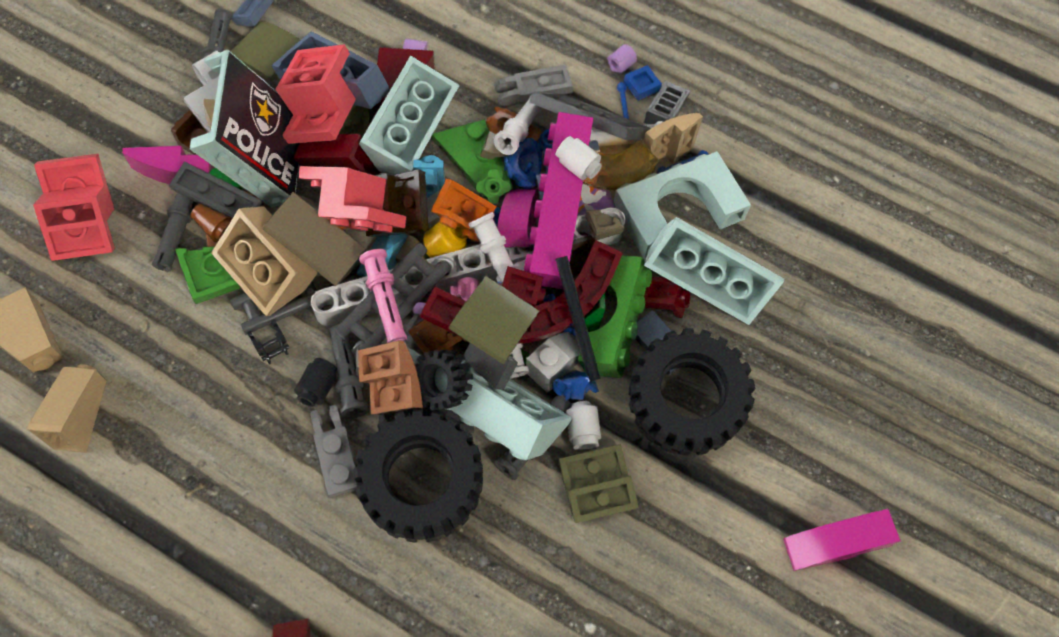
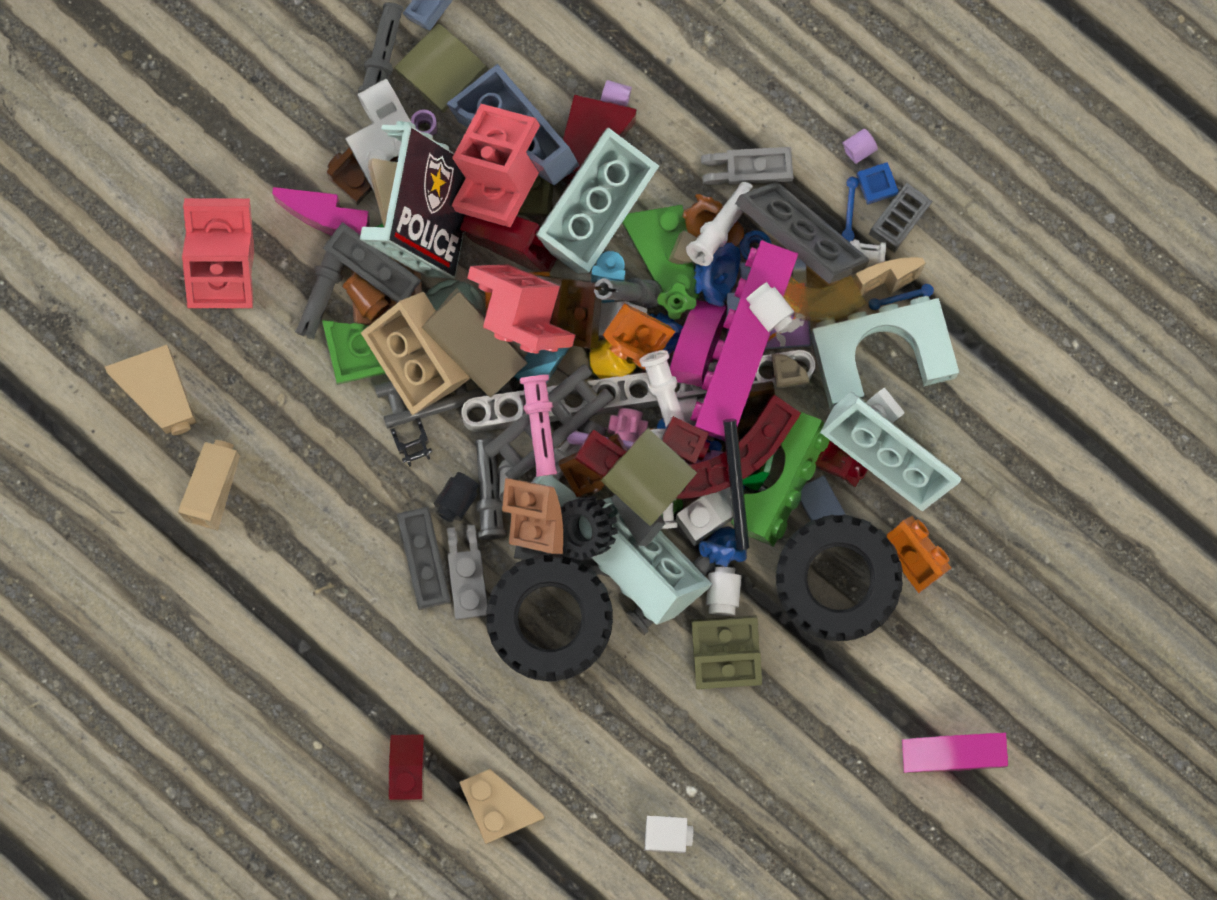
camera: 10 degrees right, 15 degrees up
(291, 445) = (423, 558): none -> dark grey tile
(439, 173) = (635, 291): none -> dark grey pin
(765, 366) = (919, 557): none -> orange bracket

